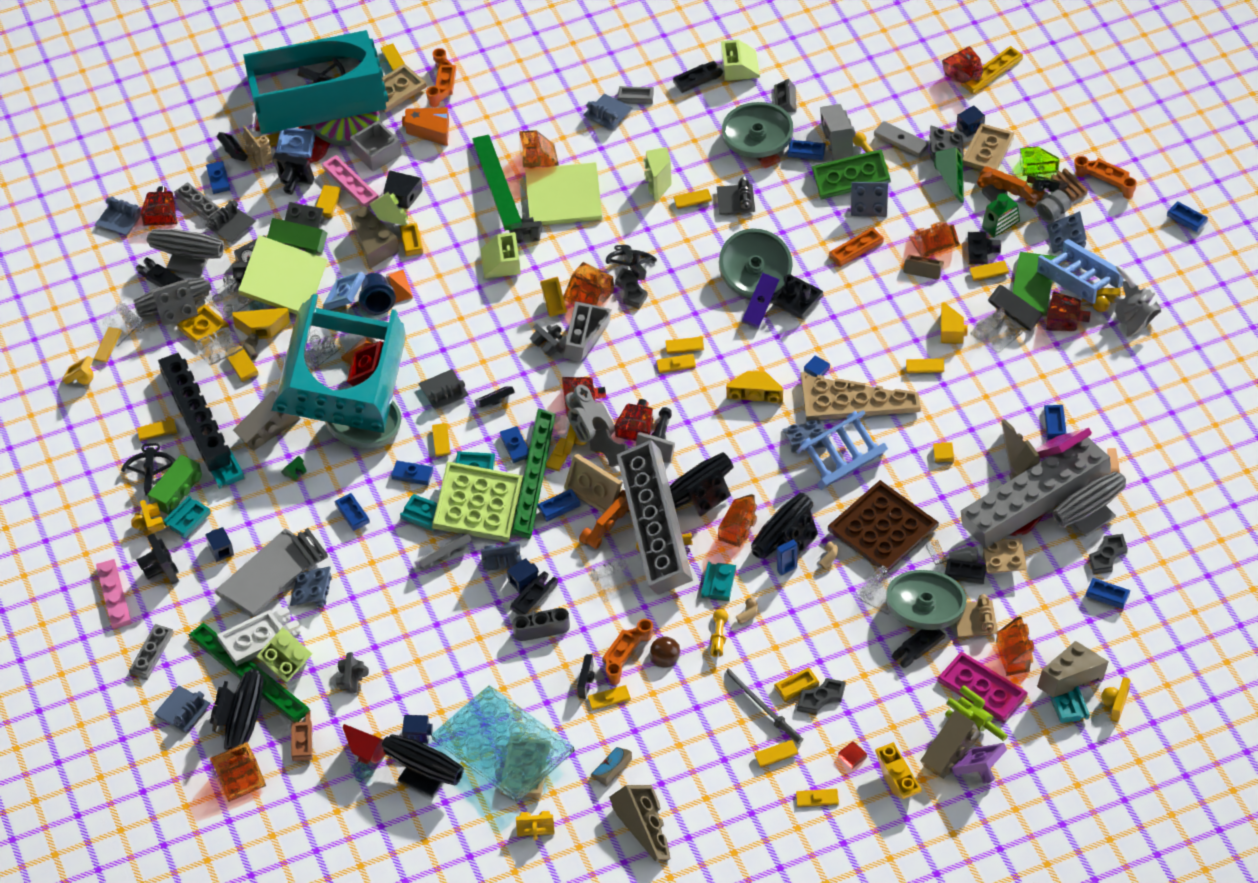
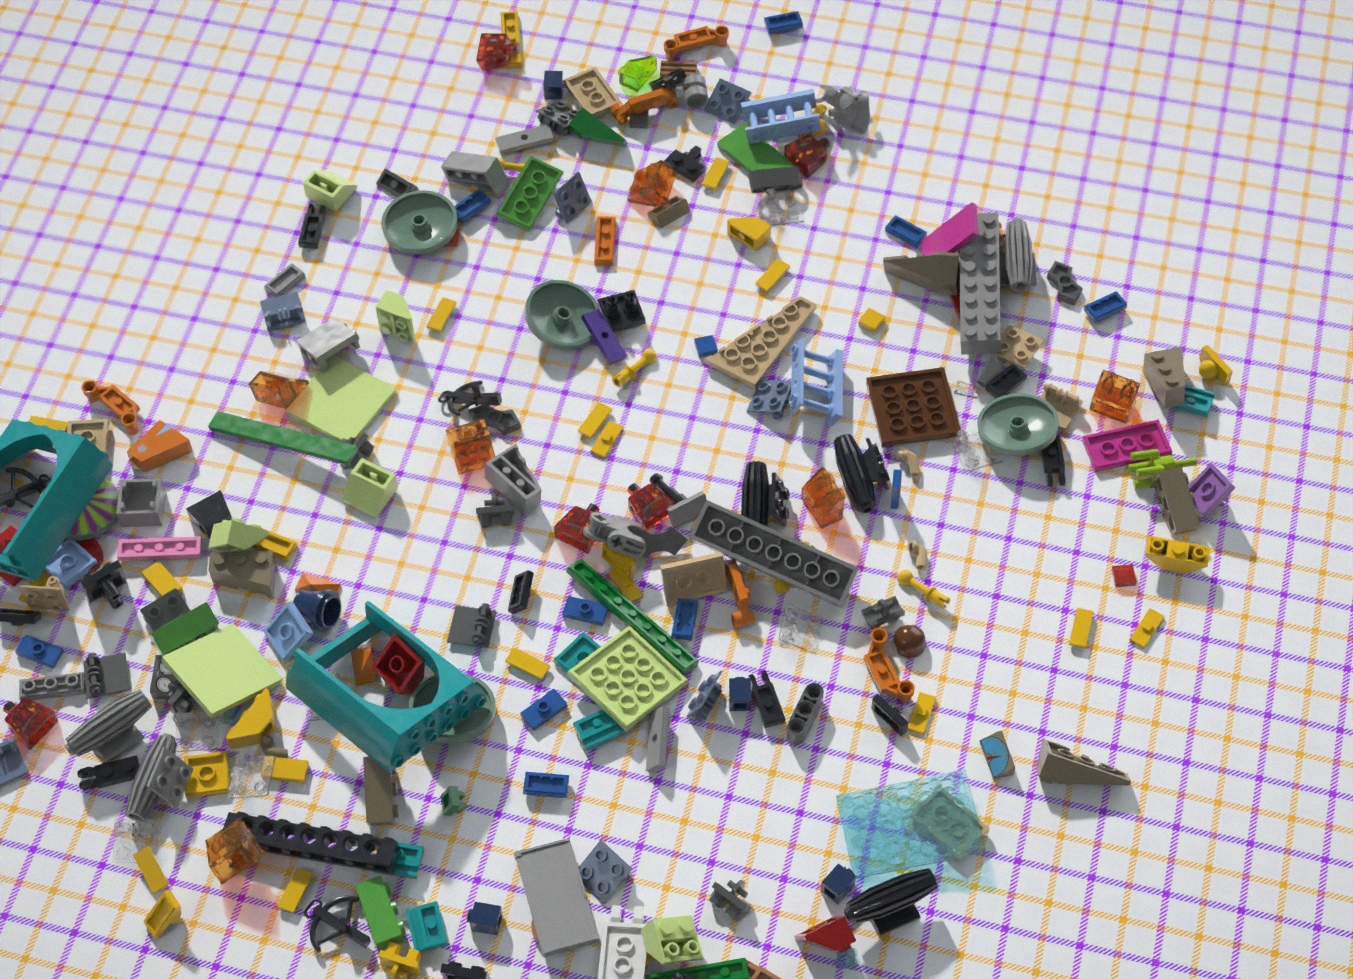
camera: 55 degrees left, 5 degrees up
(149, 373) = (232, 850): none -> clear orange slope
(302, 536) = (554, 839): dark grey tile -> none
(535, 824) = (1020, 855): yellow hips -> none
(553, 296) = (455, 478): yellow tile -> none
(600, 149) = (326, 341): none -> panel
(670, 617) = (882, 612): none -> dark grey hips
(718, 581) = (867, 555): teal plate -> none
(736, 198) = (472, 285): dark grey hinge -> none
(755, 387) = (692, 398): yellow slope -> none
(773, 340) = (628, 373): none -> yellow pin
(779, 721) = (1051, 604): dark grey sword -> none
(793, 685) = (1021, 569): yellow tile -> none
(813, 700) = (1047, 550): dark grey tile -> none
(1000, 215) = (672, 121): green torso -> none

